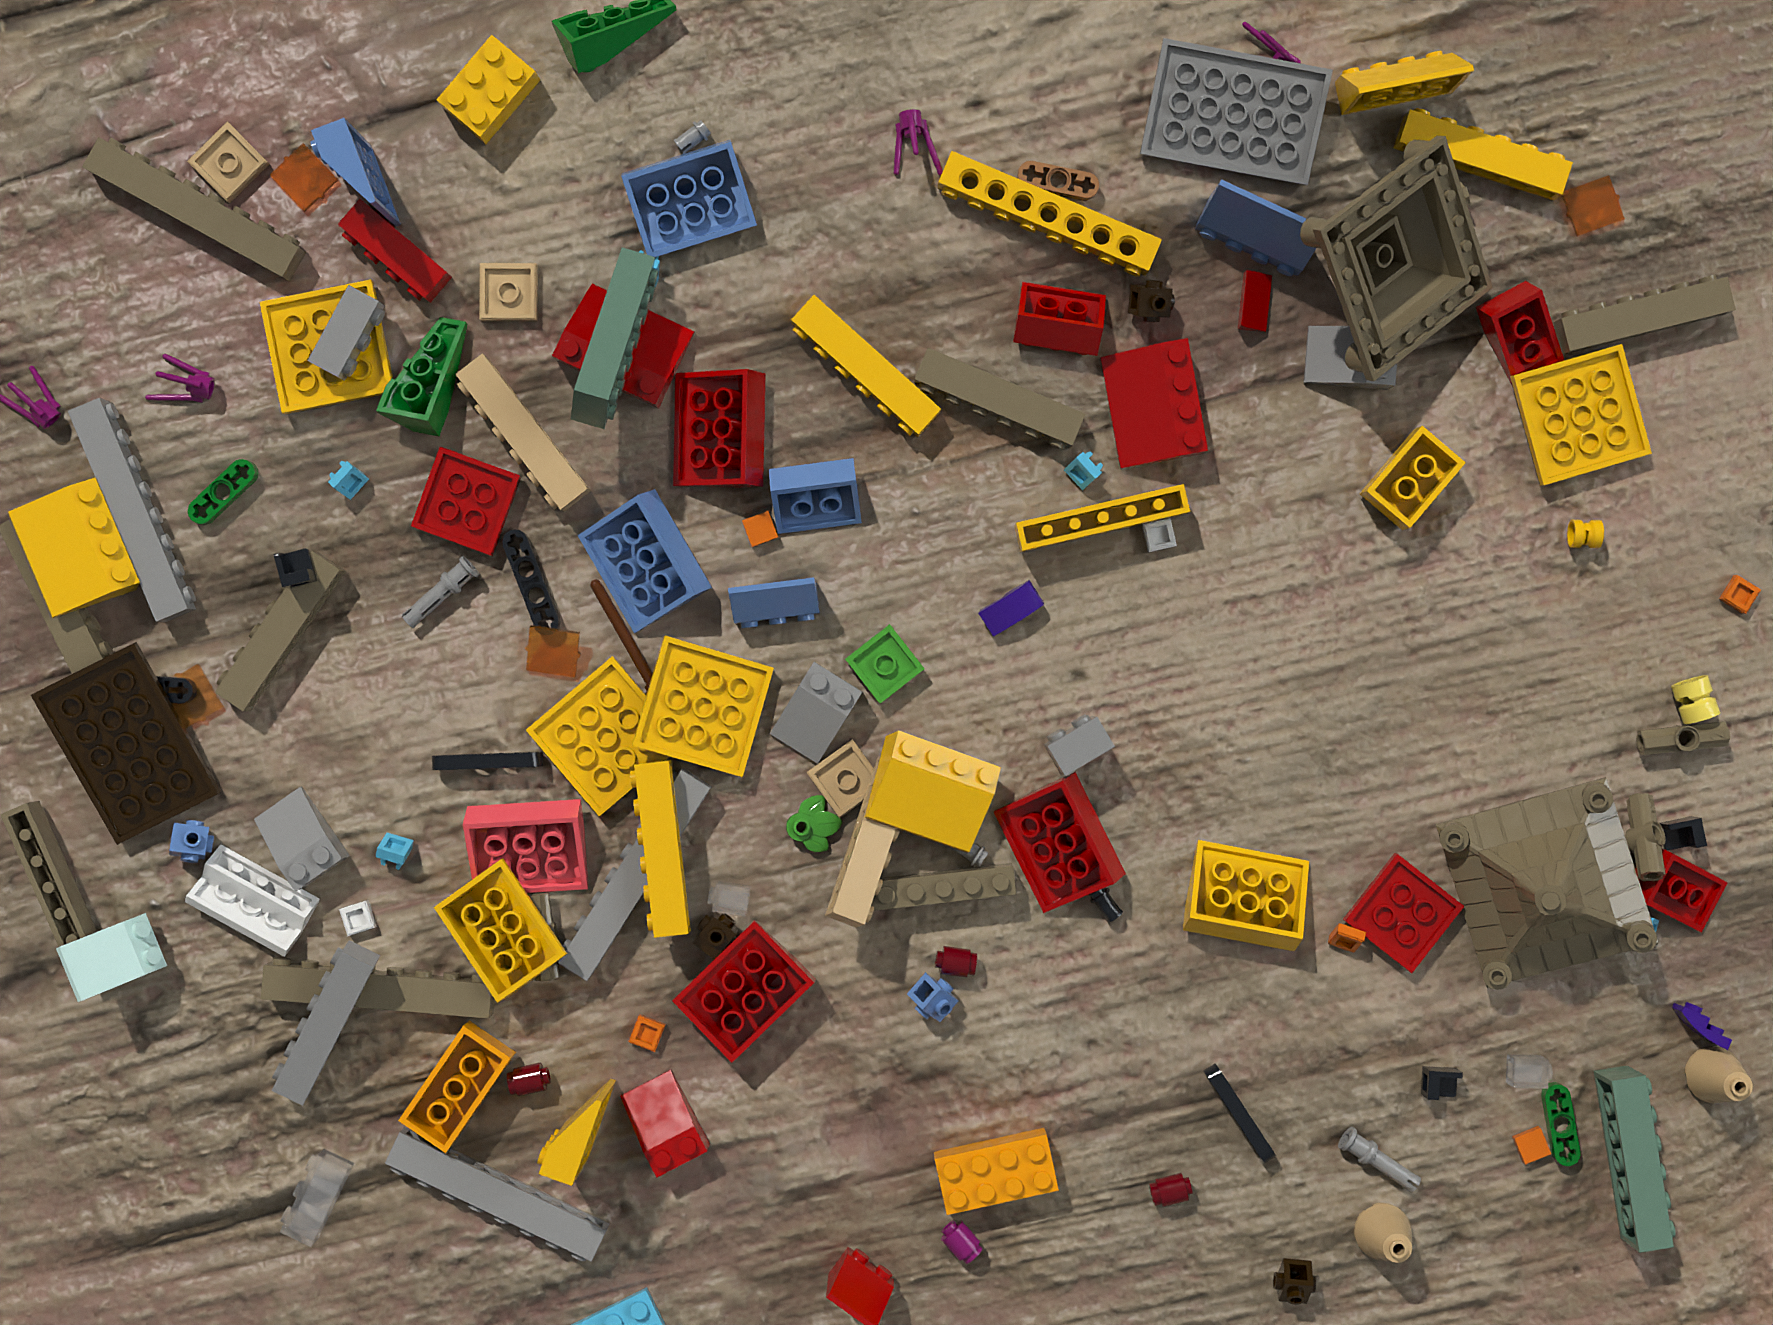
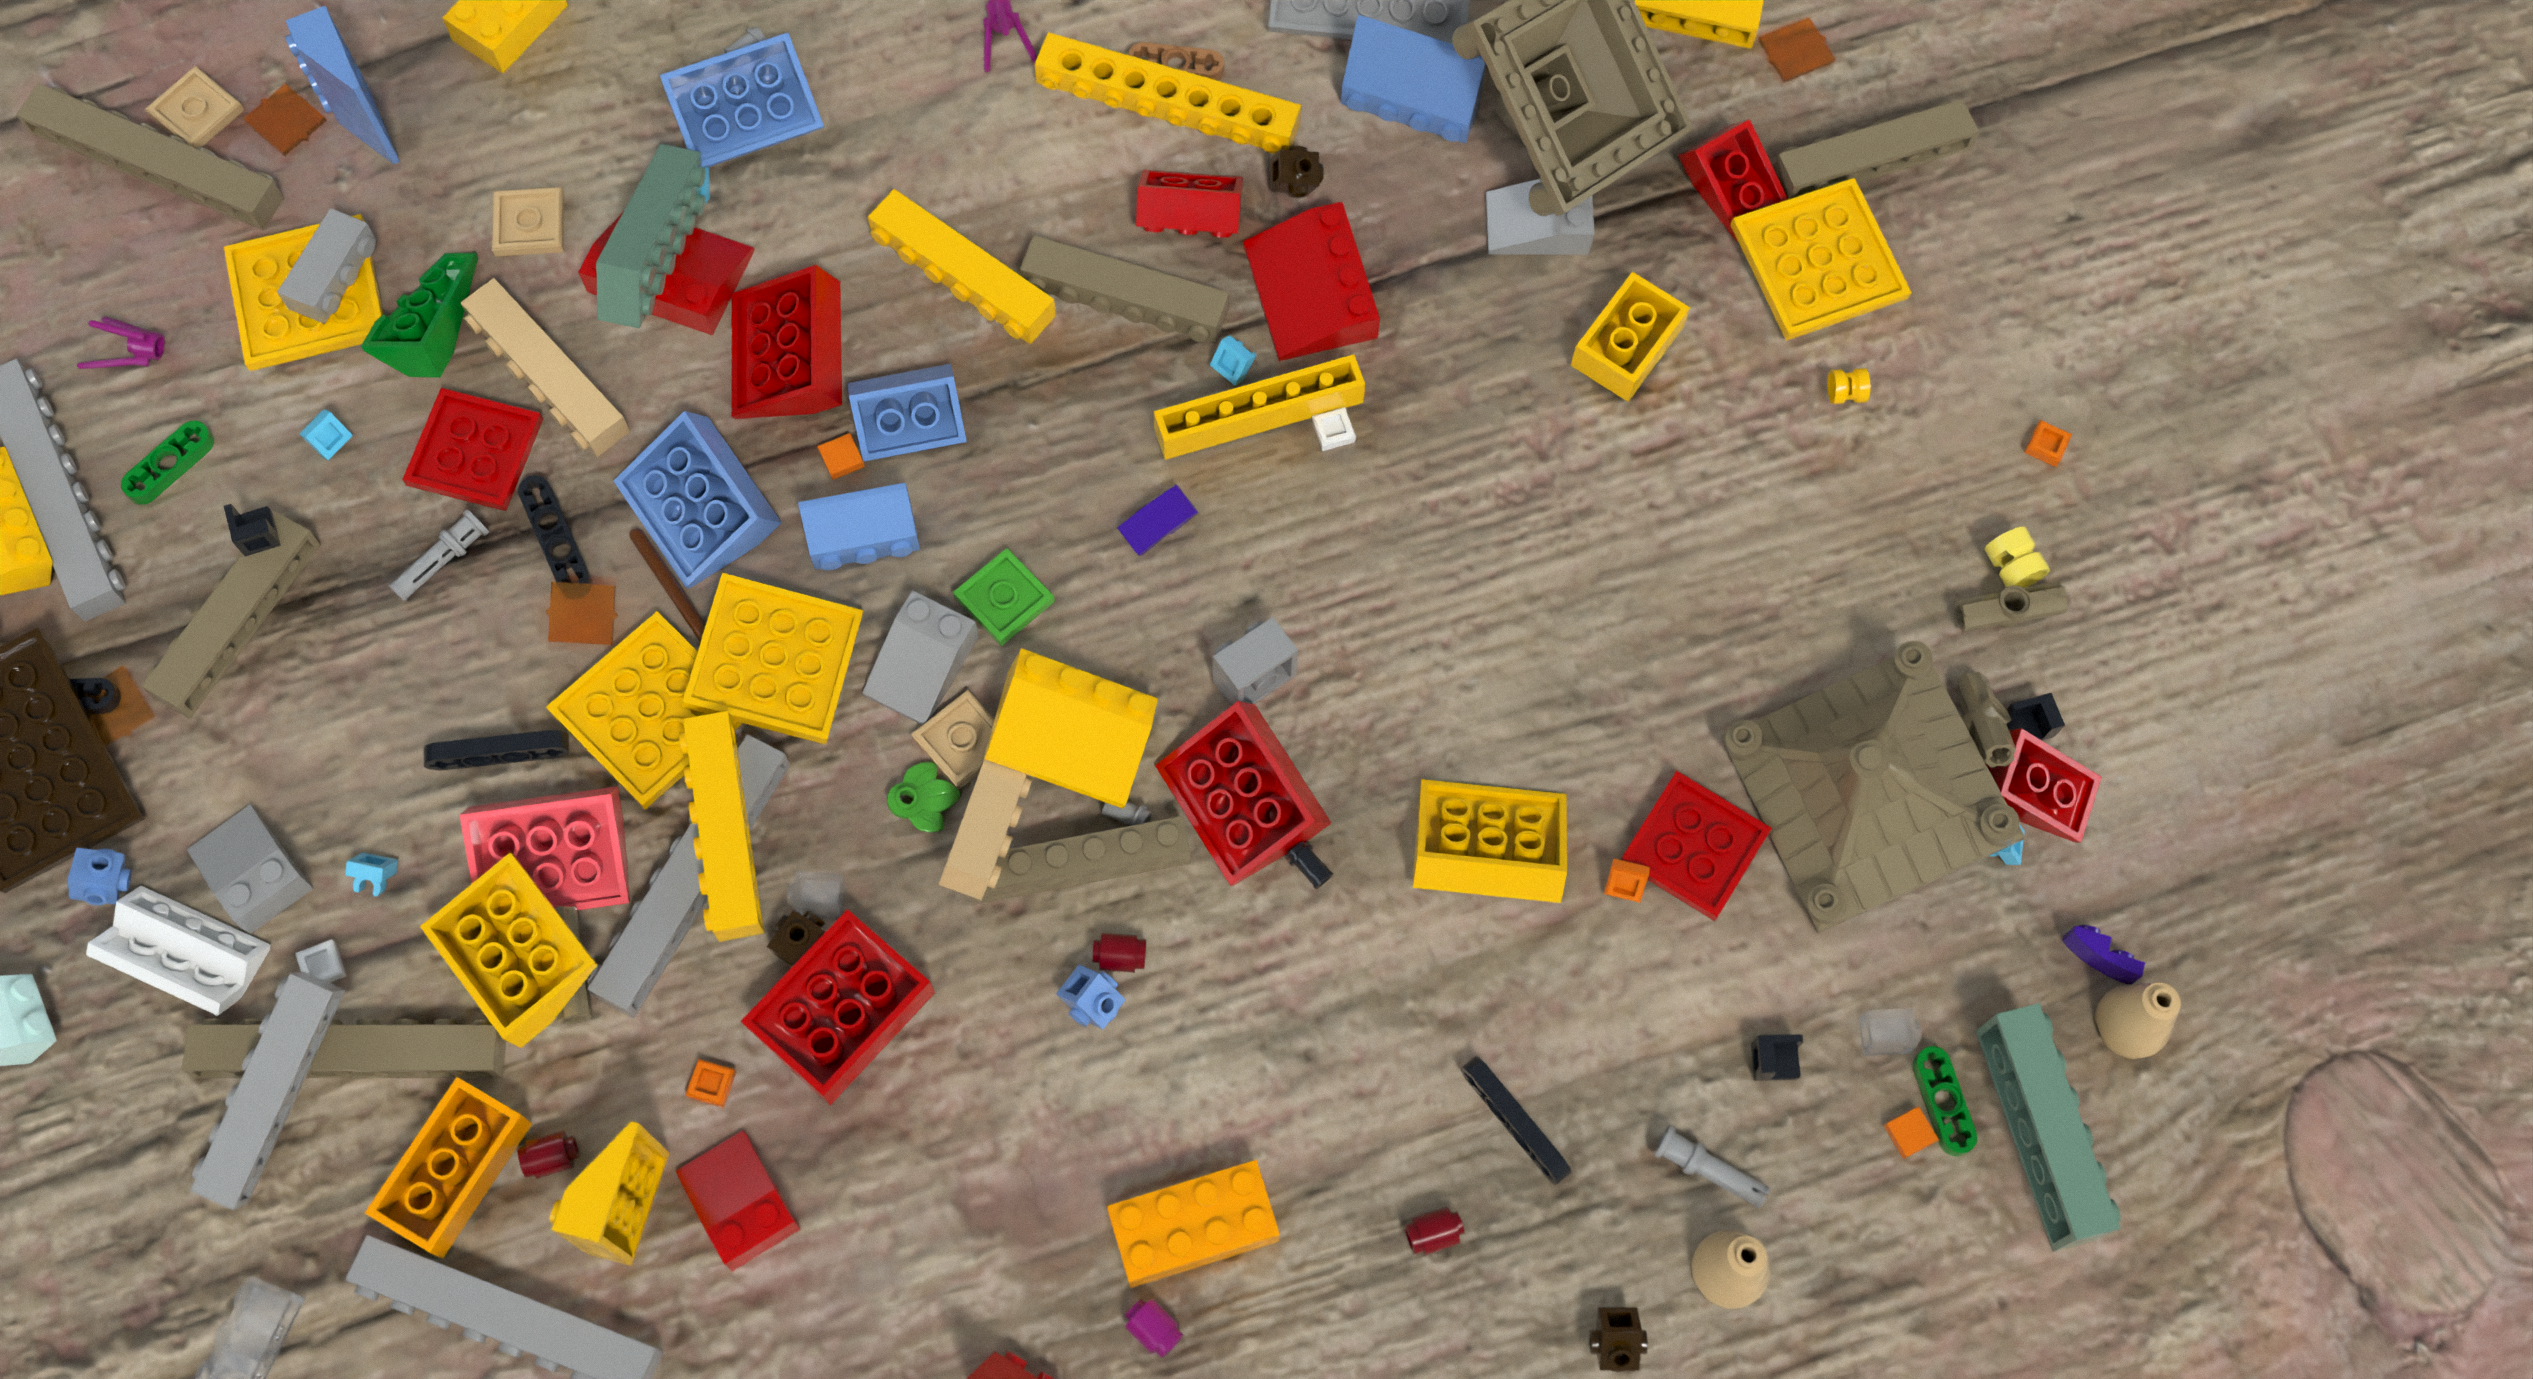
camera: 10 degrees left, 20 degrees down
(394, 250) = (390, 183): red brick -> none
(1254, 301) = (1419, 170): red slope -> none

